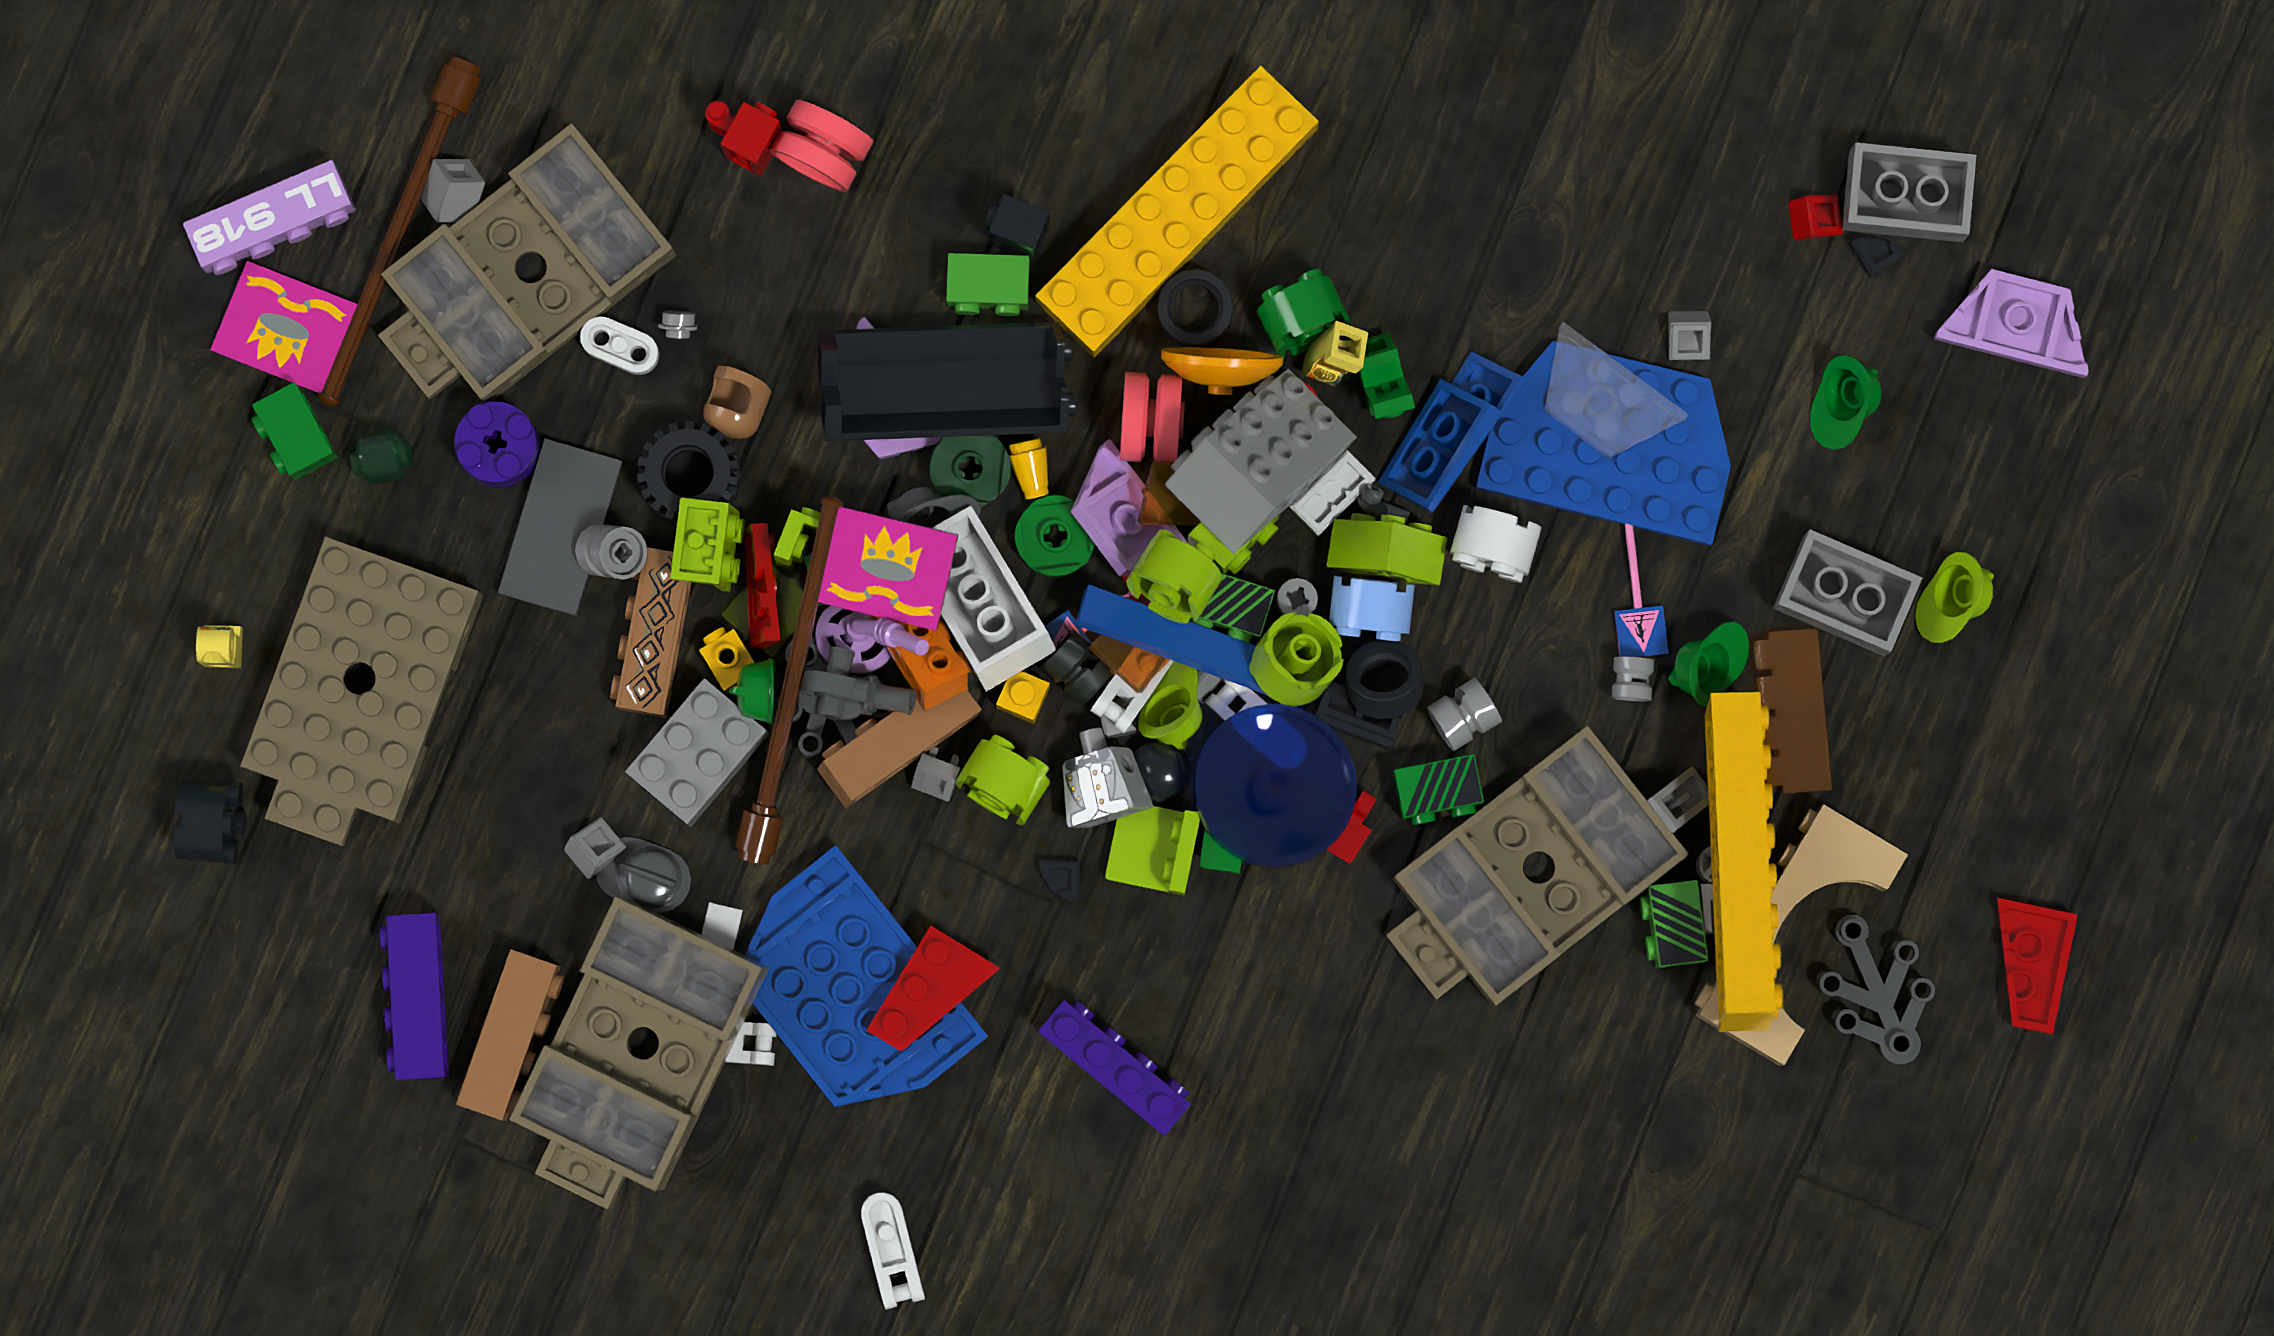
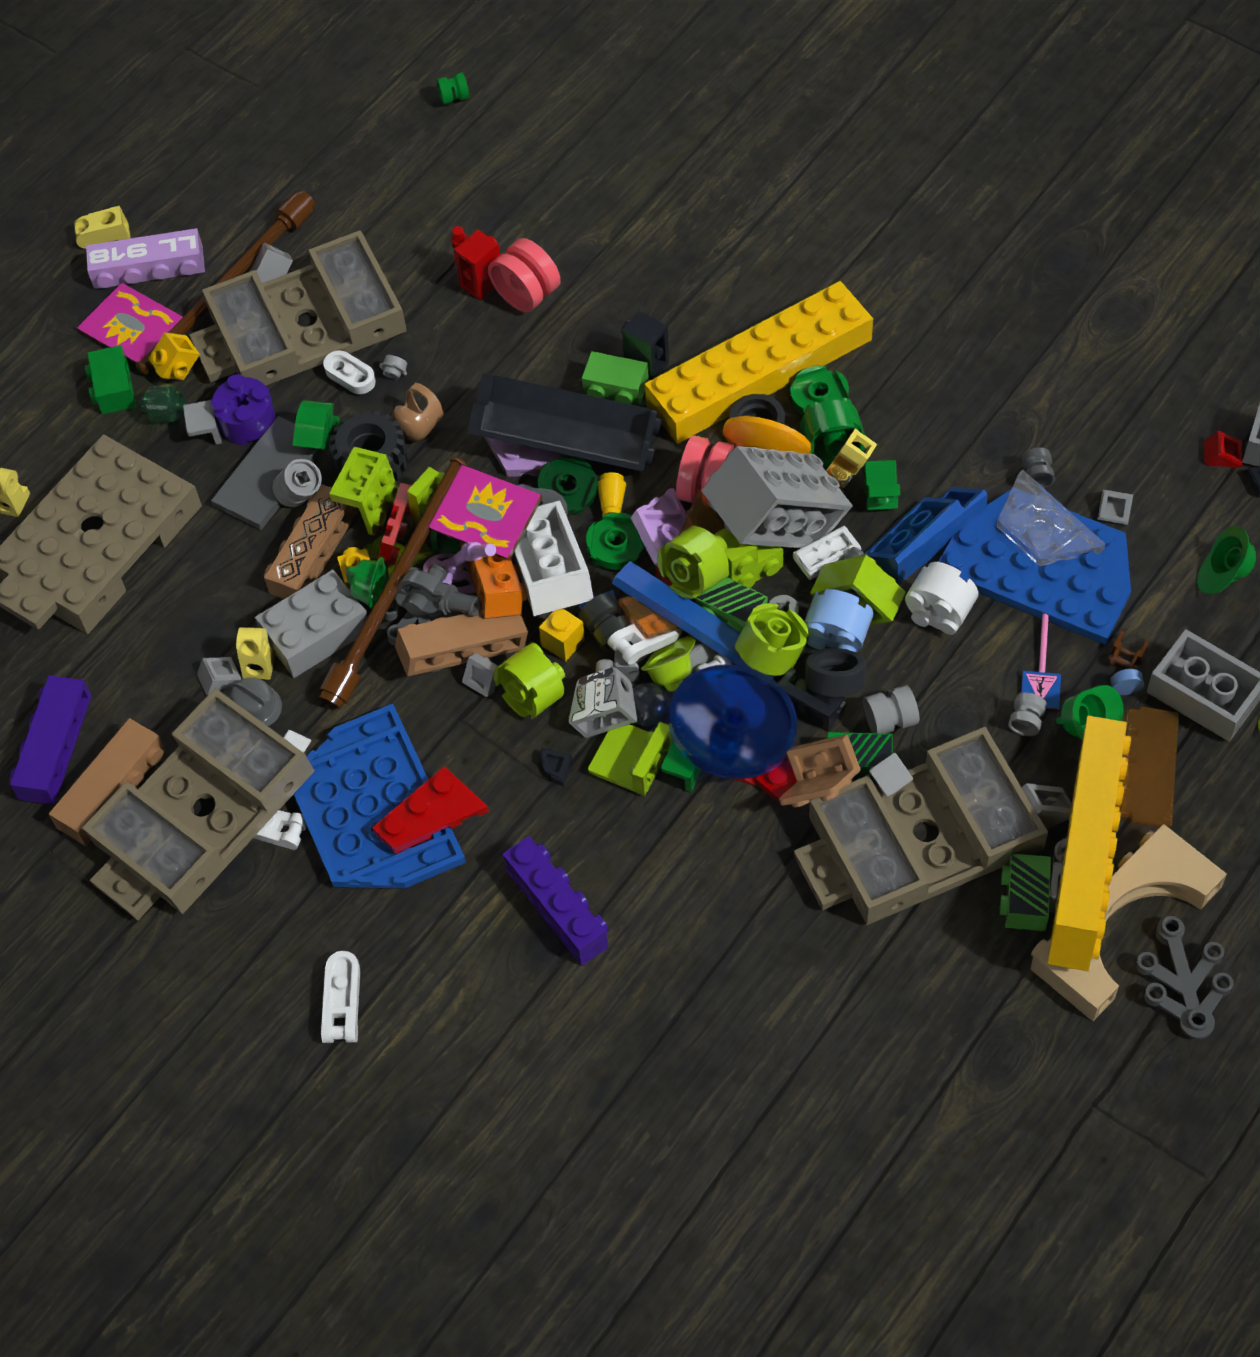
camera: 20 degrees right, 25 degrees down
(187, 176) = (101, 227): none -> light yellow leg
(371, 380) = (173, 356): none -> yellow brick
(445, 476) = (201, 420): none -> light grey panel
(607, 457) = (314, 425): none -> green brick
(639, 818) = (254, 649): none -> light yellow leg
(1273, 219) = (814, 378): none -> green plate
(1403, 841) = (820, 770): none -> medium nougat bracket
(1483, 816) = (890, 775): none -> light grey slope
(1577, 295) = (1037, 465): none -> dark grey wheel
(1727, 553) = (1137, 657): none -> reddish brown piece
(1747, 604) = (1127, 681): none -> medium blue tile

